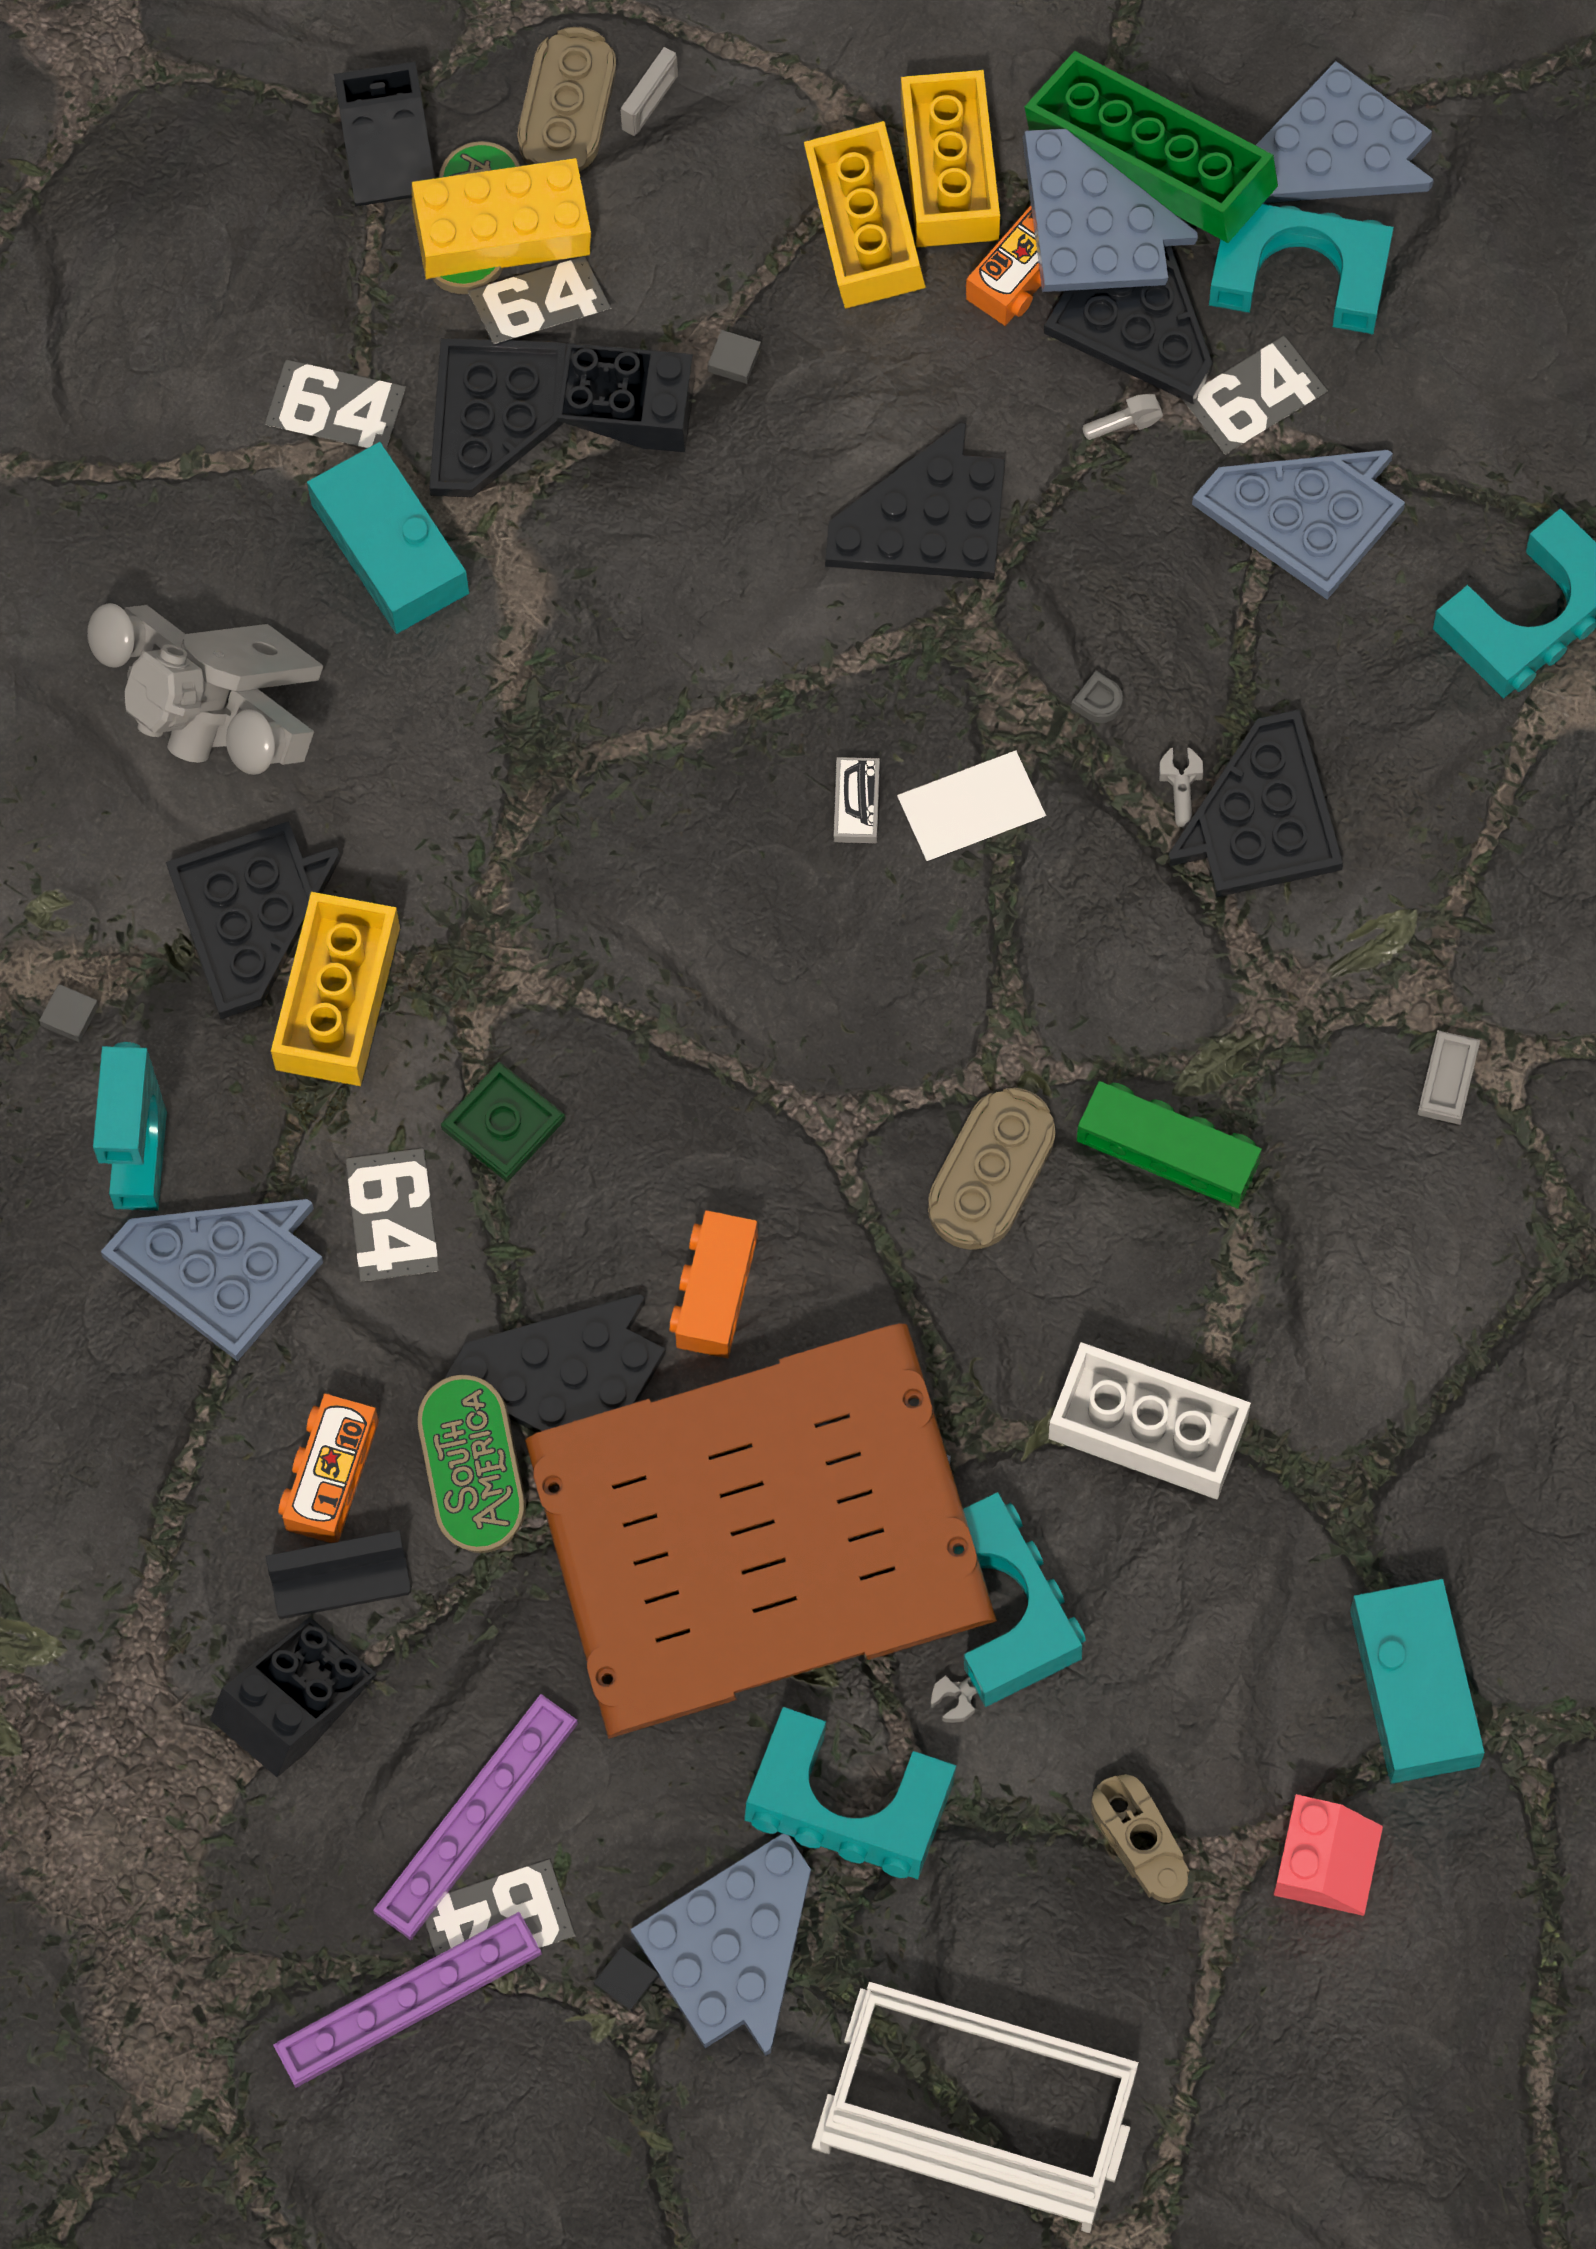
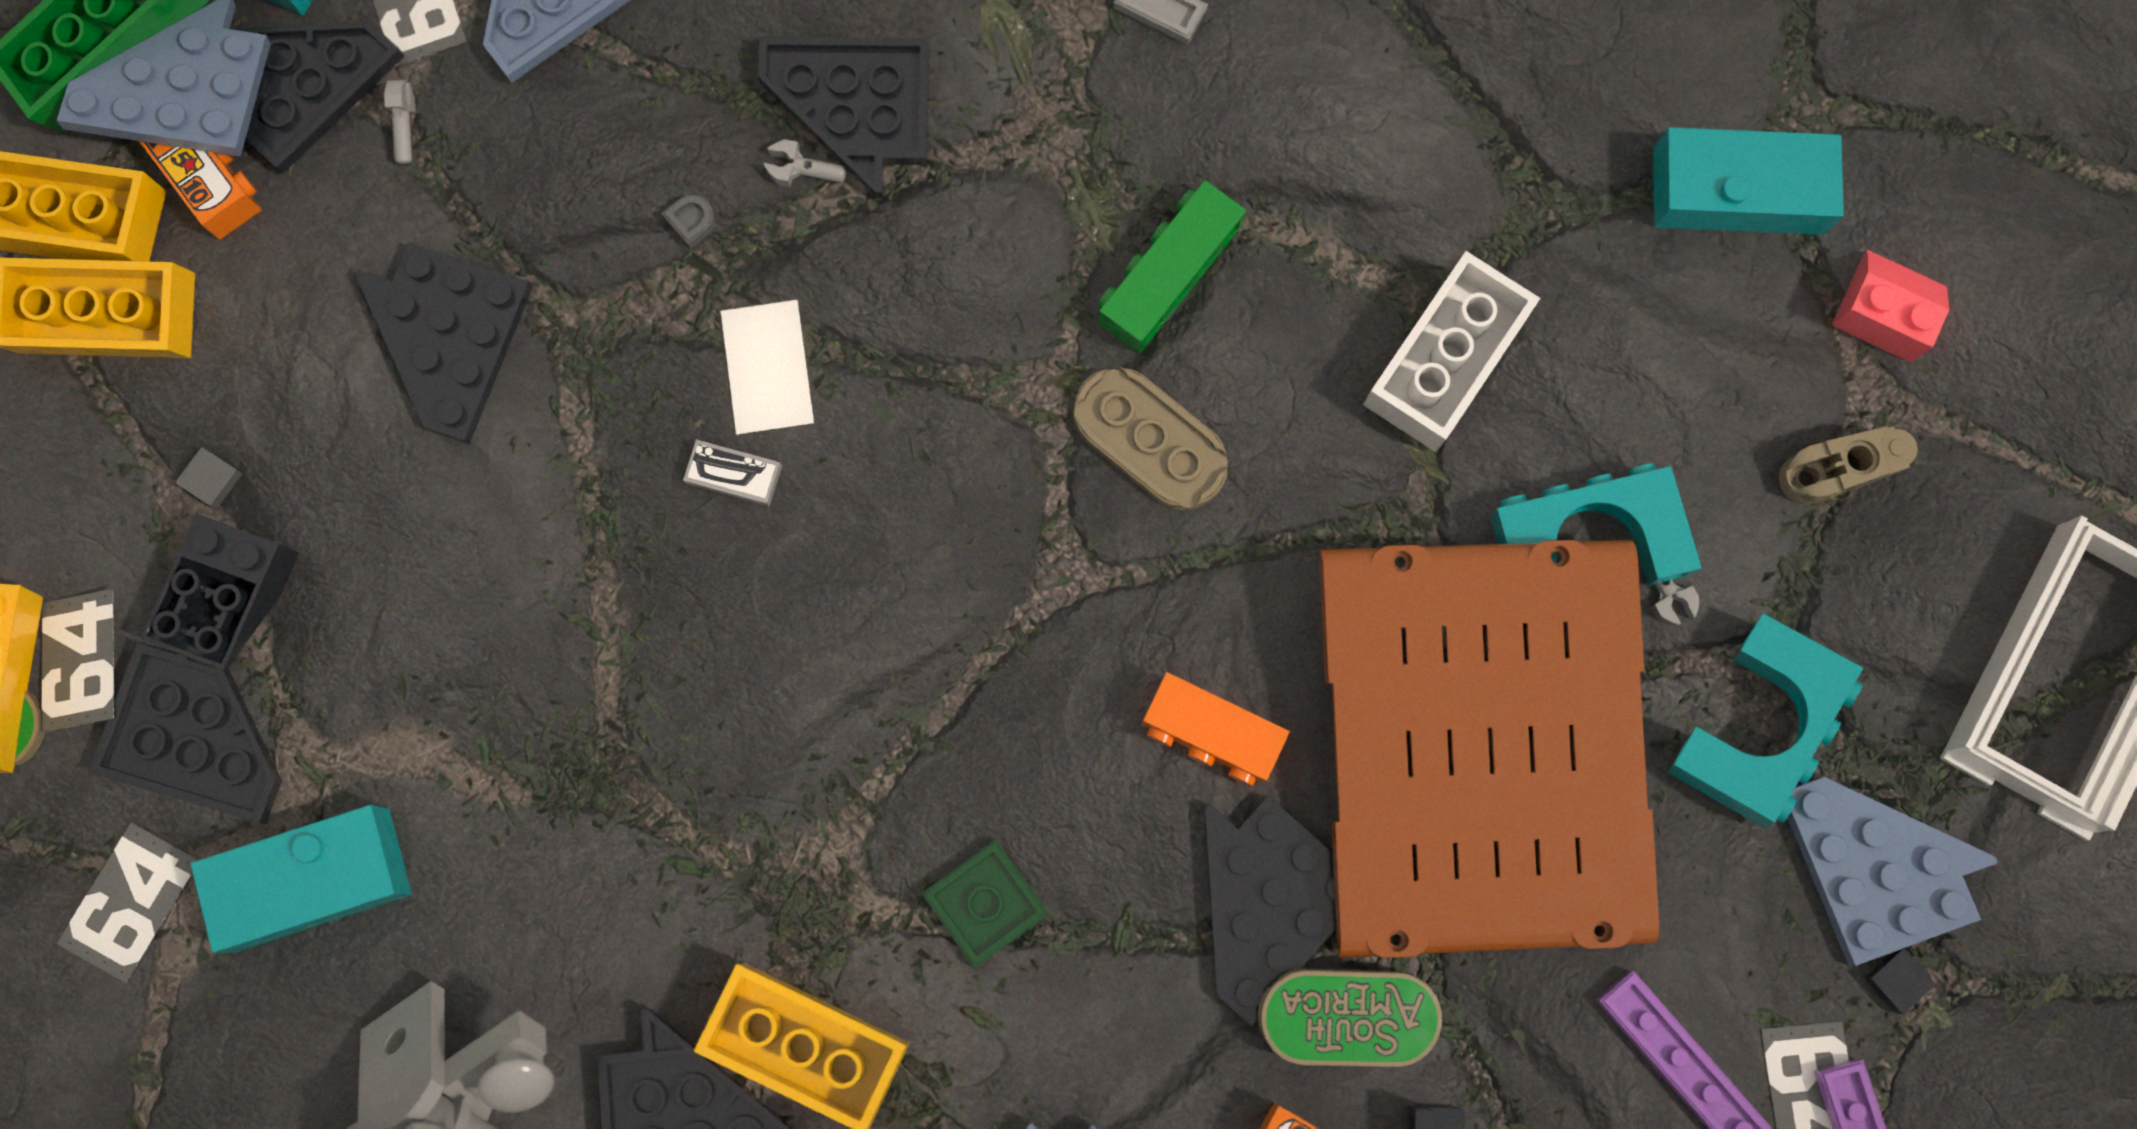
camera: 80 degrees left, 10 degrees up
(392, 1214) = (1055, 1040): sticker -> none

